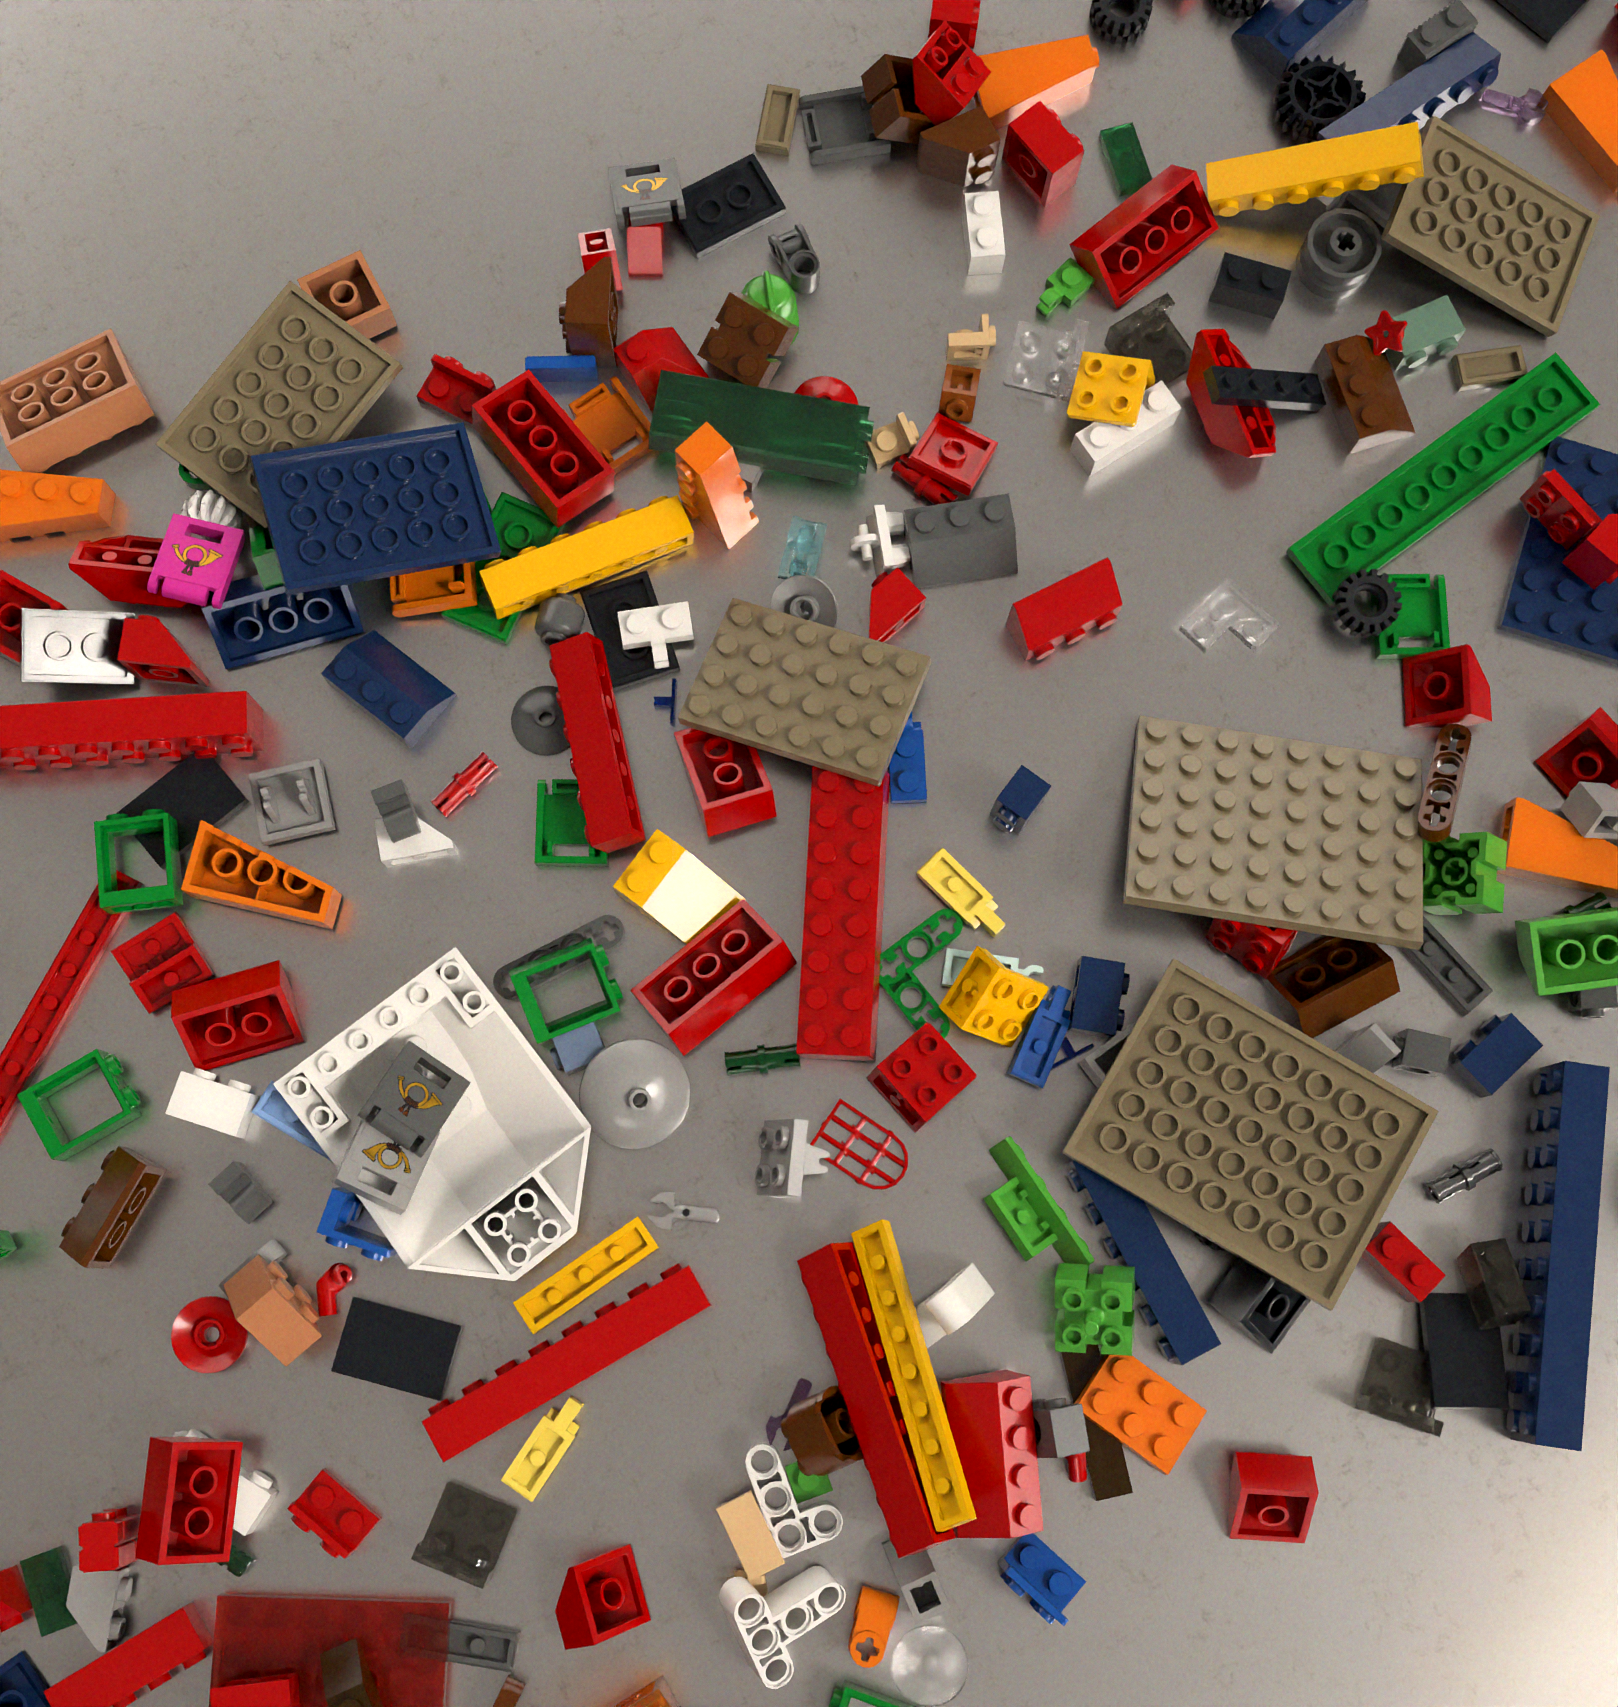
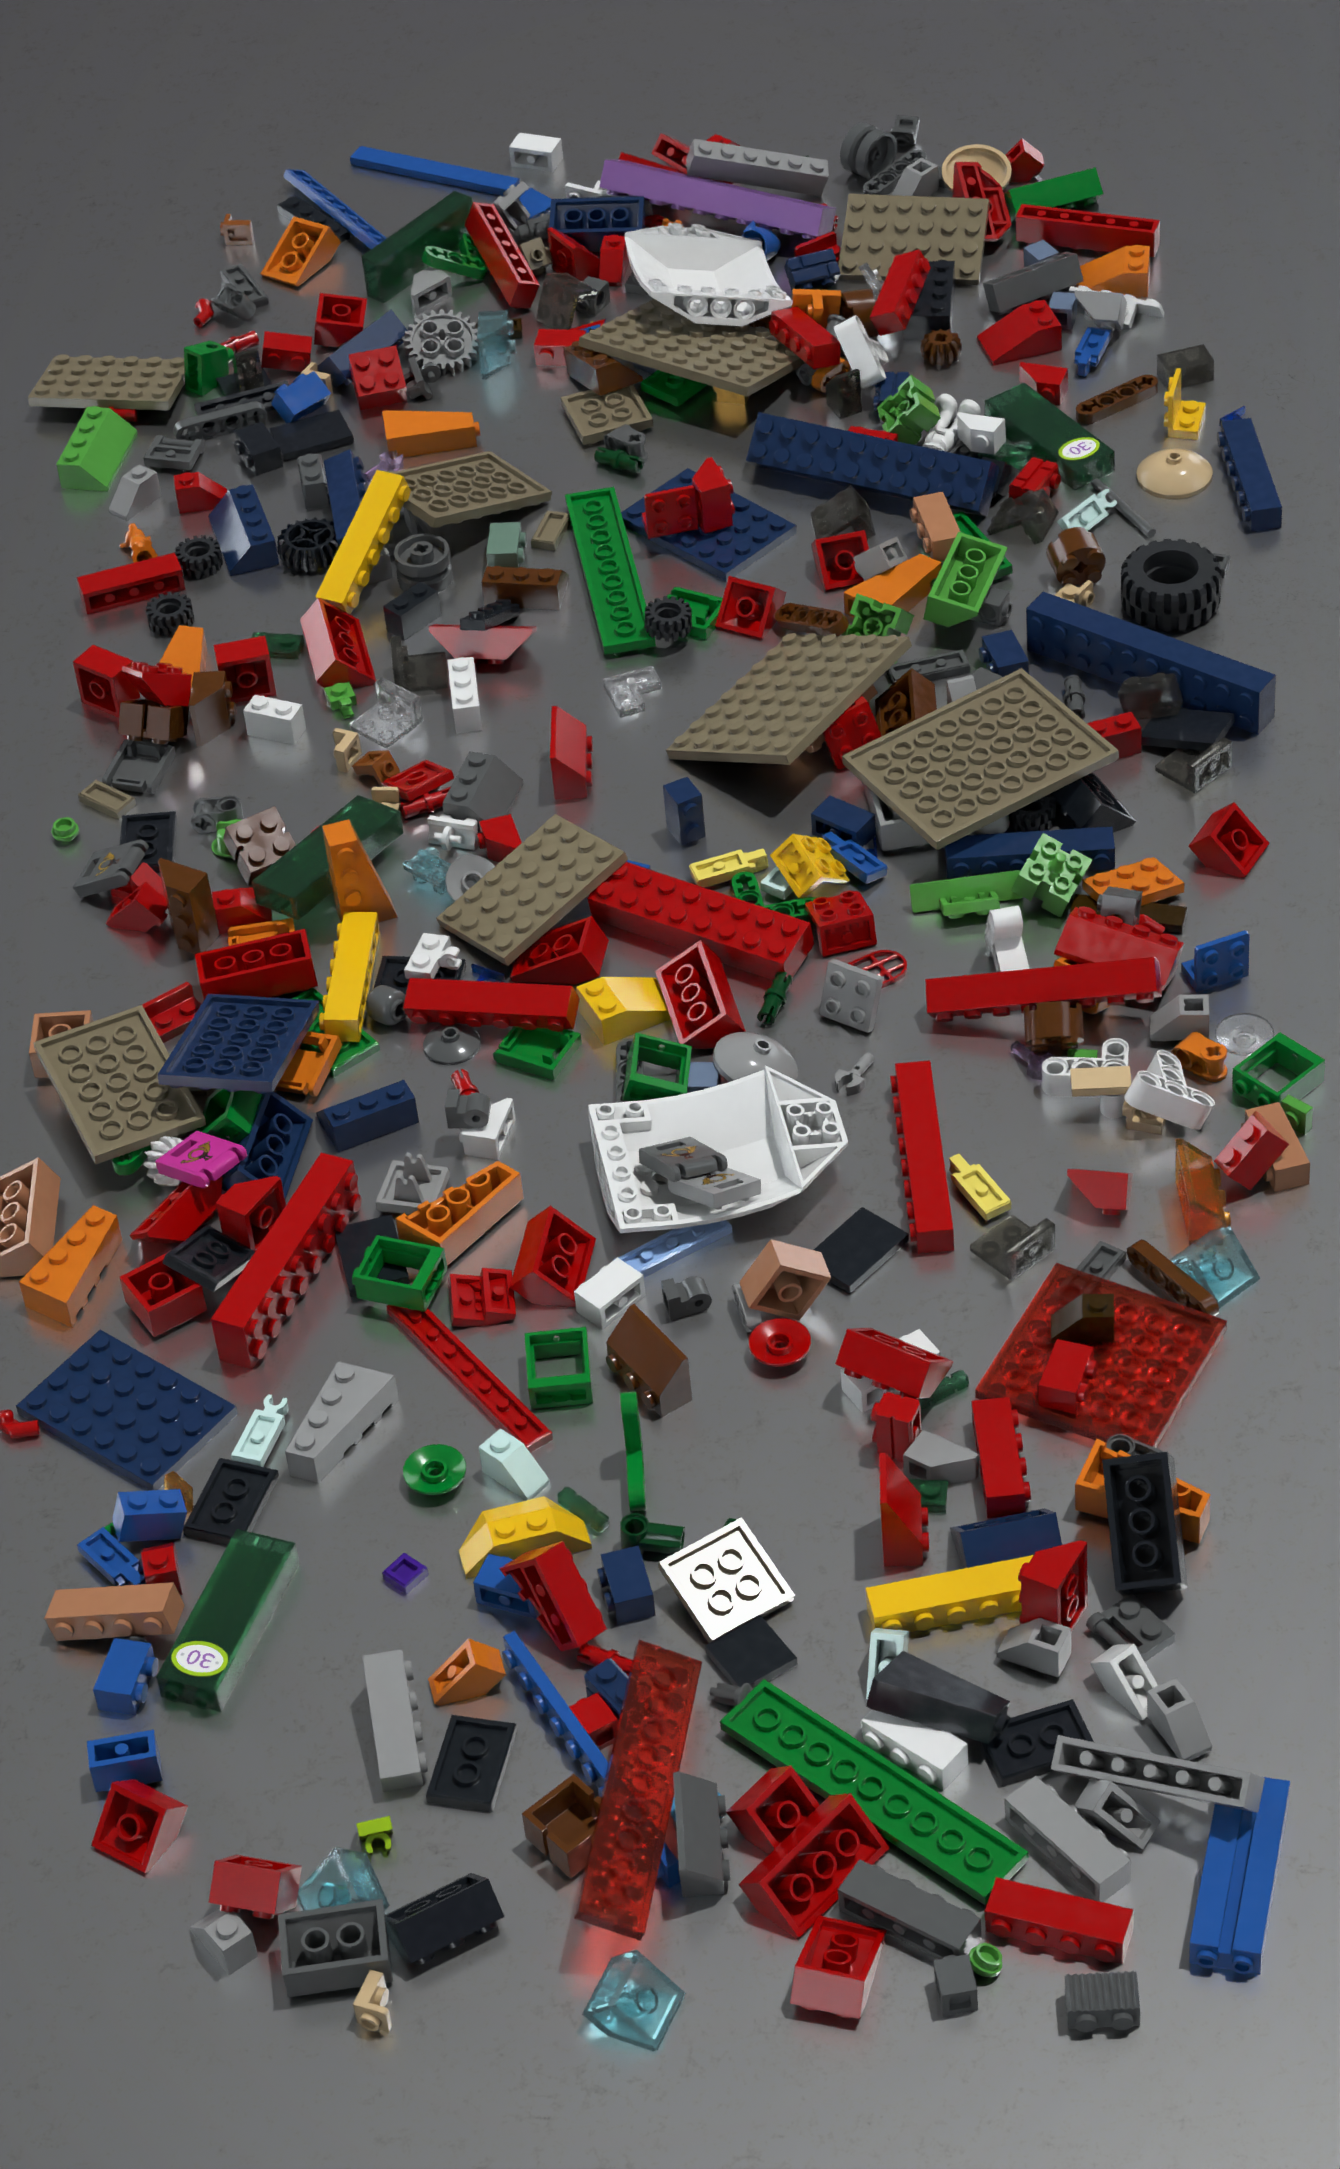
camera: 55 degrees left, 35 degrees down
(333, 1515) = (955, 1316): red bracket -> none
(336, 1226) = (748, 1235): blue bracket -> none
(563, 368) = (207, 941): blue tile -> none
(585, 1275) = (868, 1131): yellow plate -> none
(703, 104) = (65, 829): none -> bright green plate
(913, 1377) = (1042, 954): yellow plate -> none
(1110, 388) = (436, 681): yellow bracket -> none
(1395, 336) = (489, 550): red plate -> none

